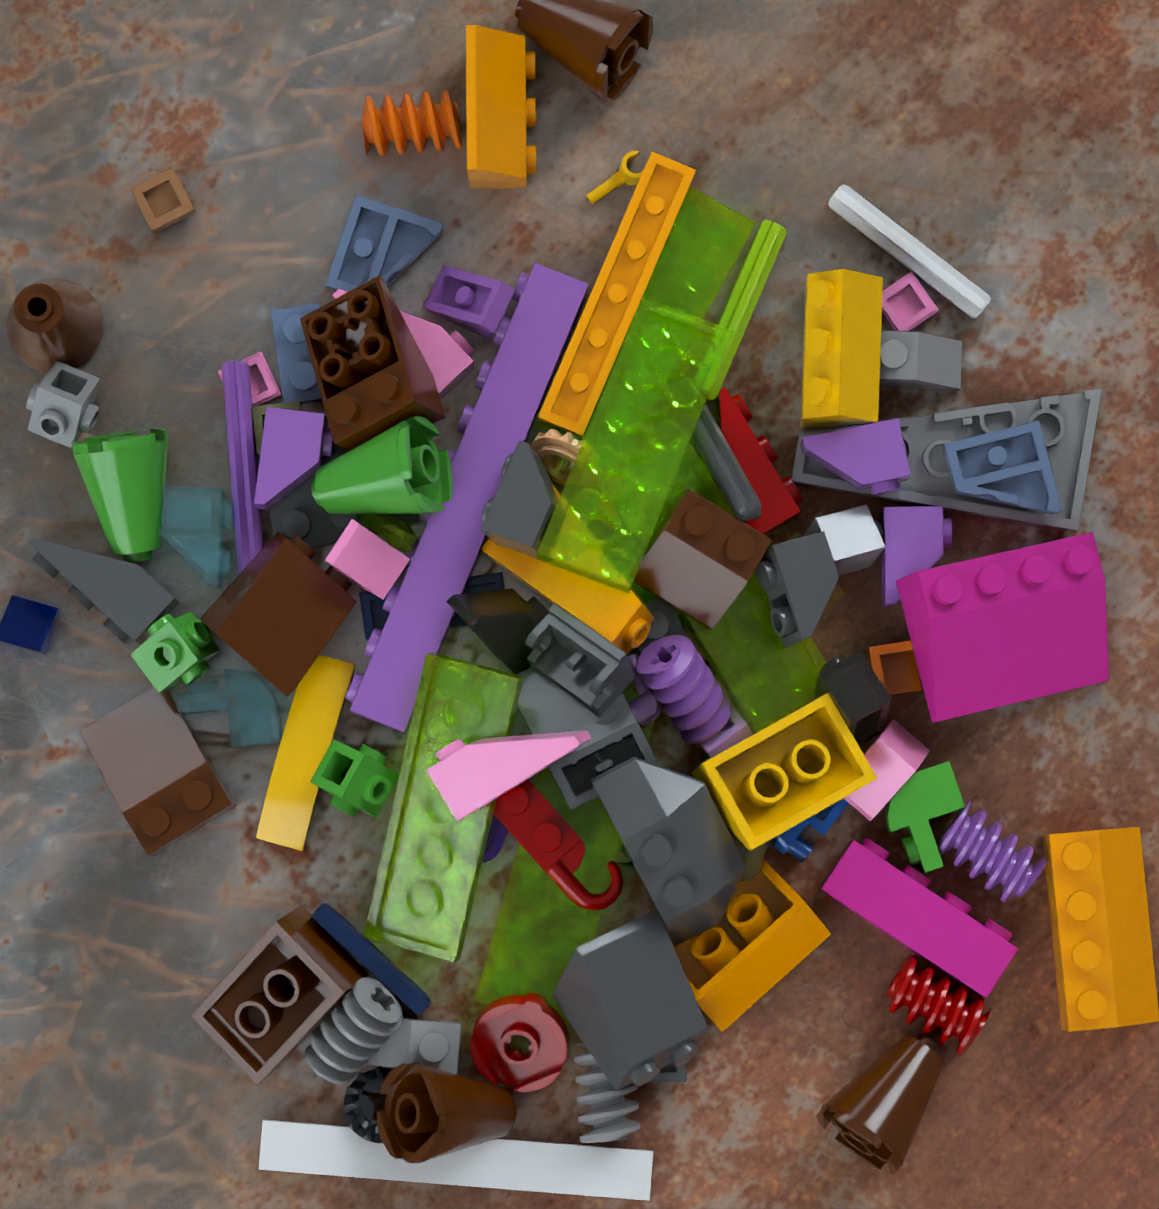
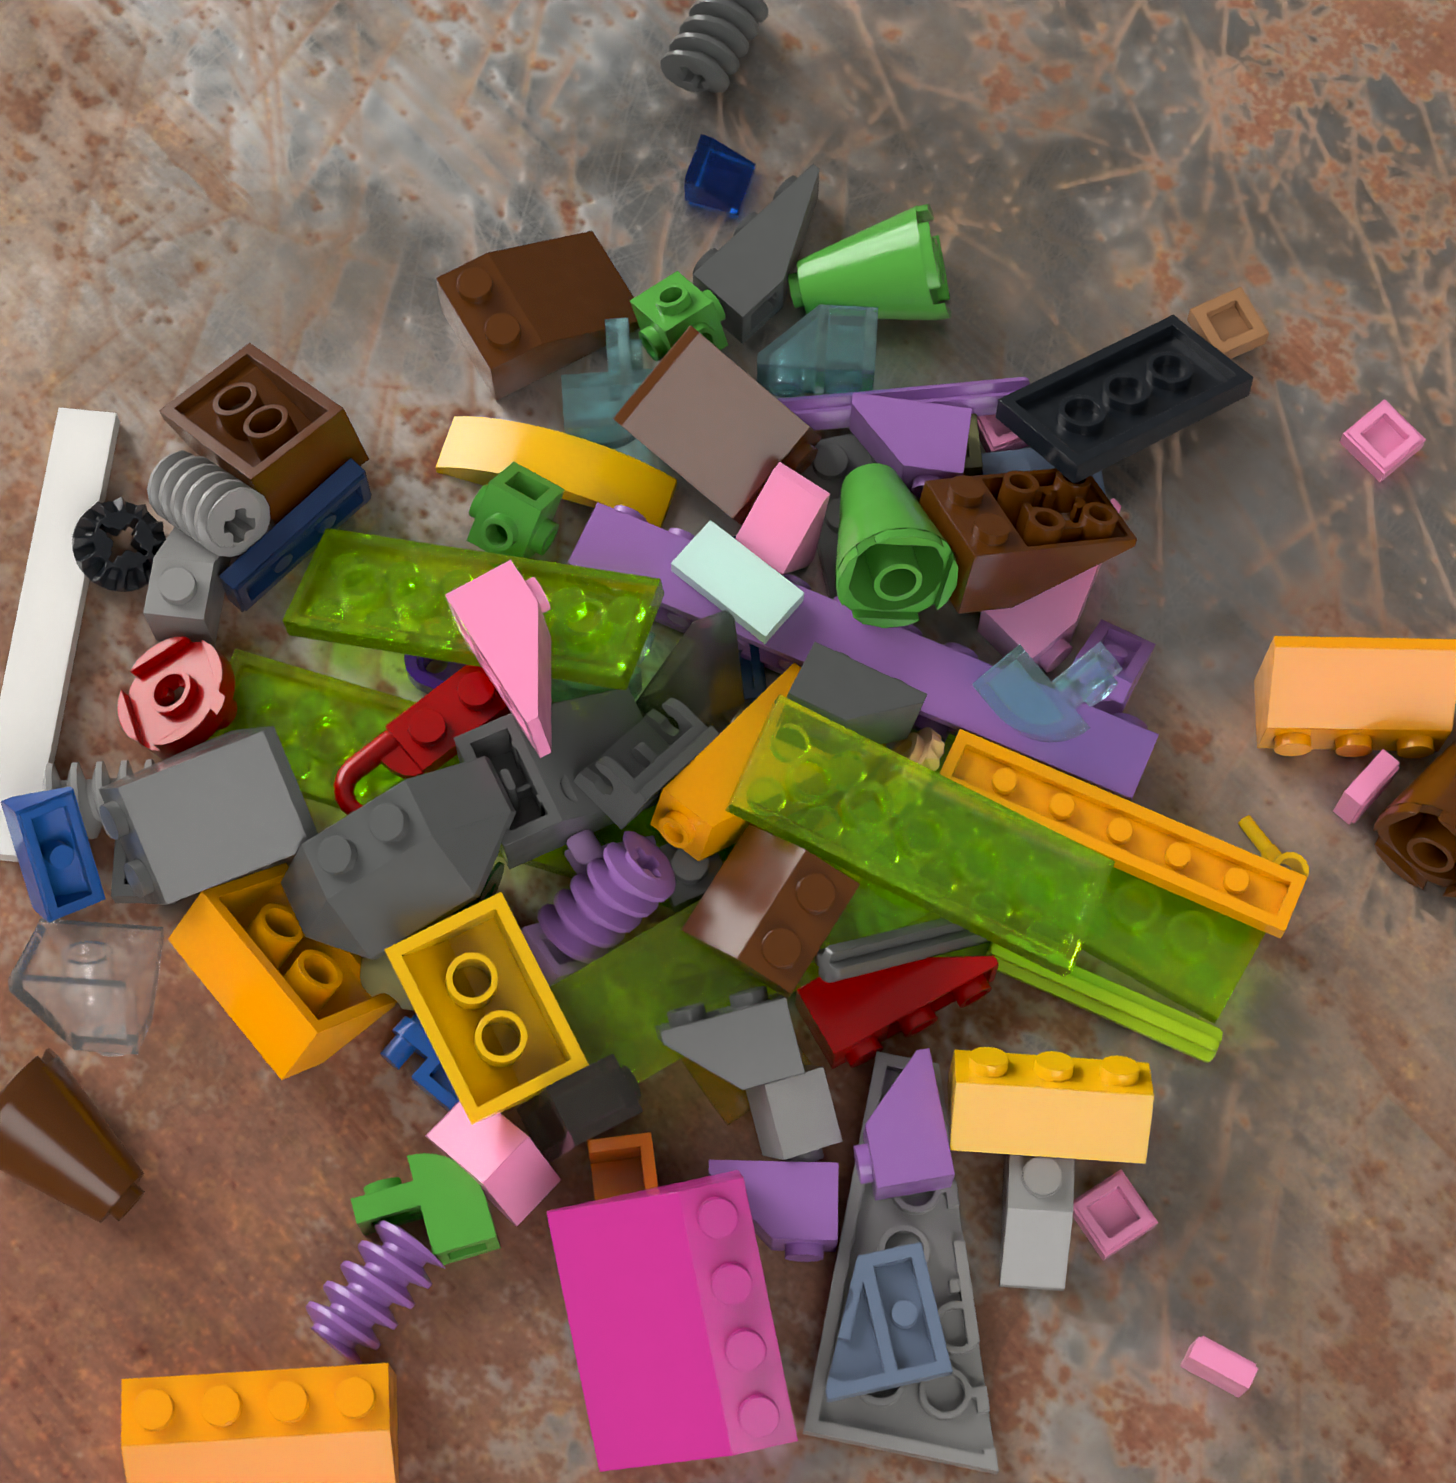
camera: 90 degrees right, 15 degrees down
(54, 323) = (1078, 199): reddish brown cone -> none
(59, 413) = (979, 208): light grey brick -> none
(243, 285) = (1123, 398): none -> black plate
(260, 79) = (1382, 440): none -> bright pink tile
(379, 243) = (1177, 565): sand blue wing -> none
(398, 533) = (818, 564): clear neon green tile -> none
(411, 123) = (1328, 589): orange piece -> none
(420, 593) = (737, 581): none -> light aqua tile
(440, 1112) = (95, 598): reddish brown cone -> none
(527, 352) = (1043, 707): none -> clear light blue brick
(565, 103) = (1367, 787): none -> bright pink tile
(656, 1129) = (53, 852): none -> blue slope
(754, 1091) = (91, 982): none -> clear slope
(909, 251) = (1184, 1222): white axle -> none
(918, 917) = (295, 1197): dark pink brick -> none
(936, 1004) = (177, 1214): red piece -> none
(1018, 228) = (1219, 1366): none -> bright pink tile

